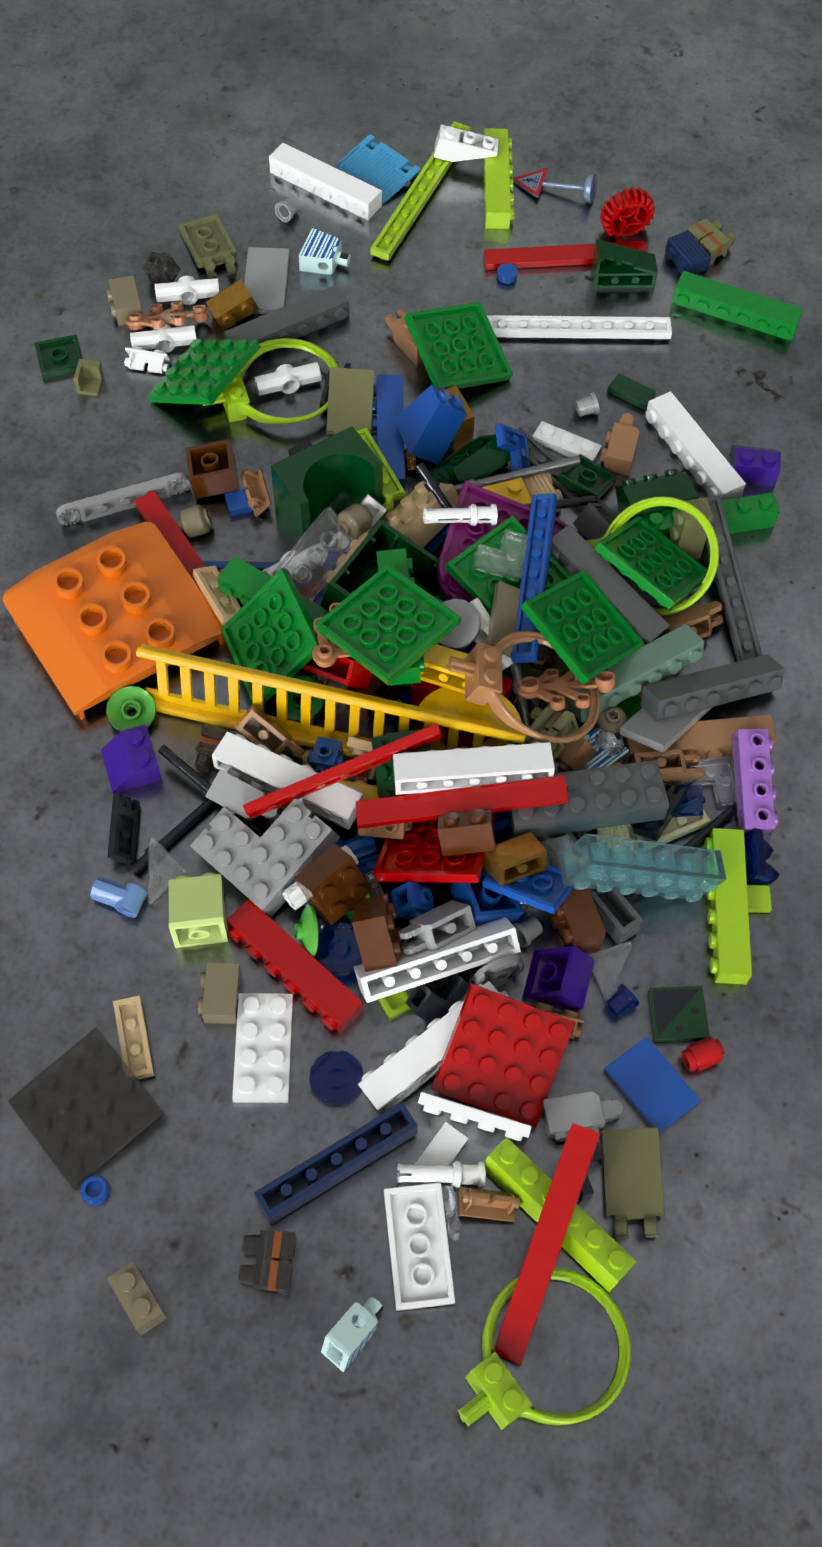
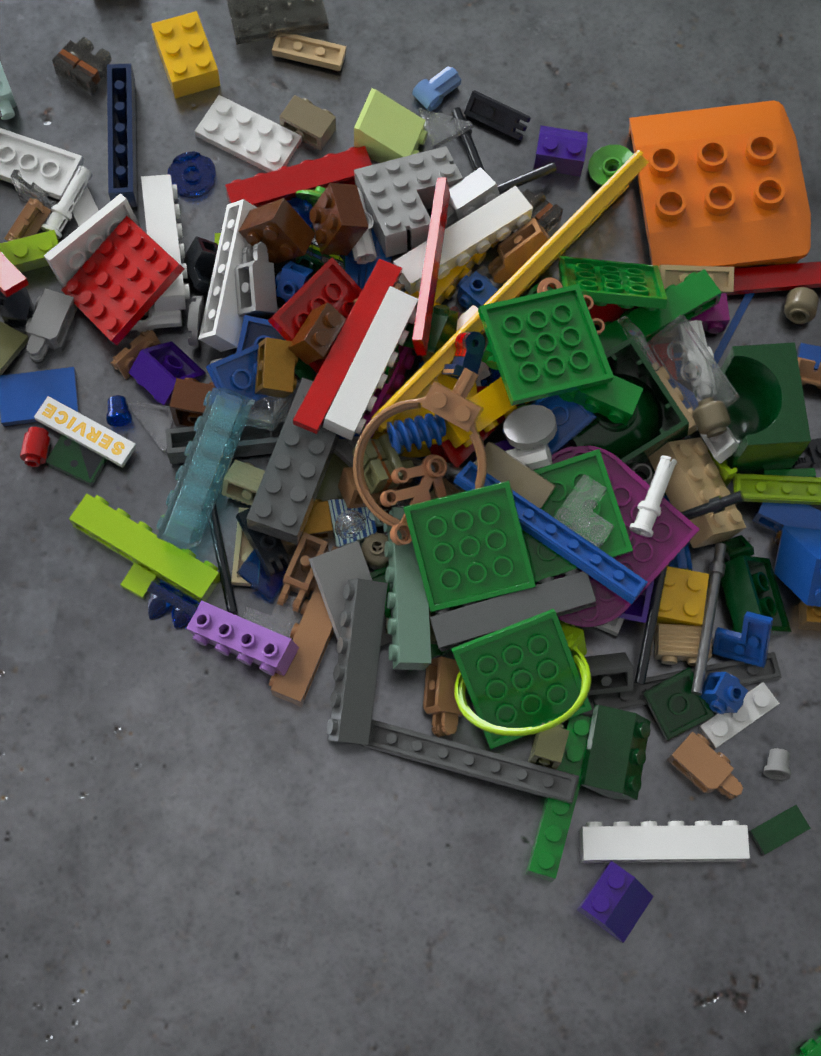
camera: 115 degrees right, 10 degrees up
(203, 1156) = (185, 54): none -> yellow brick
(317, 593) = (632, 330): none -> clear tile
(424, 694) = (468, 354): none -> dark blue leg
(518, 703) = (416, 431): none -> blue piece
(564, 444) = (723, 692): none -> blue brick
(662, 1015) = (85, 431): none -> white tile

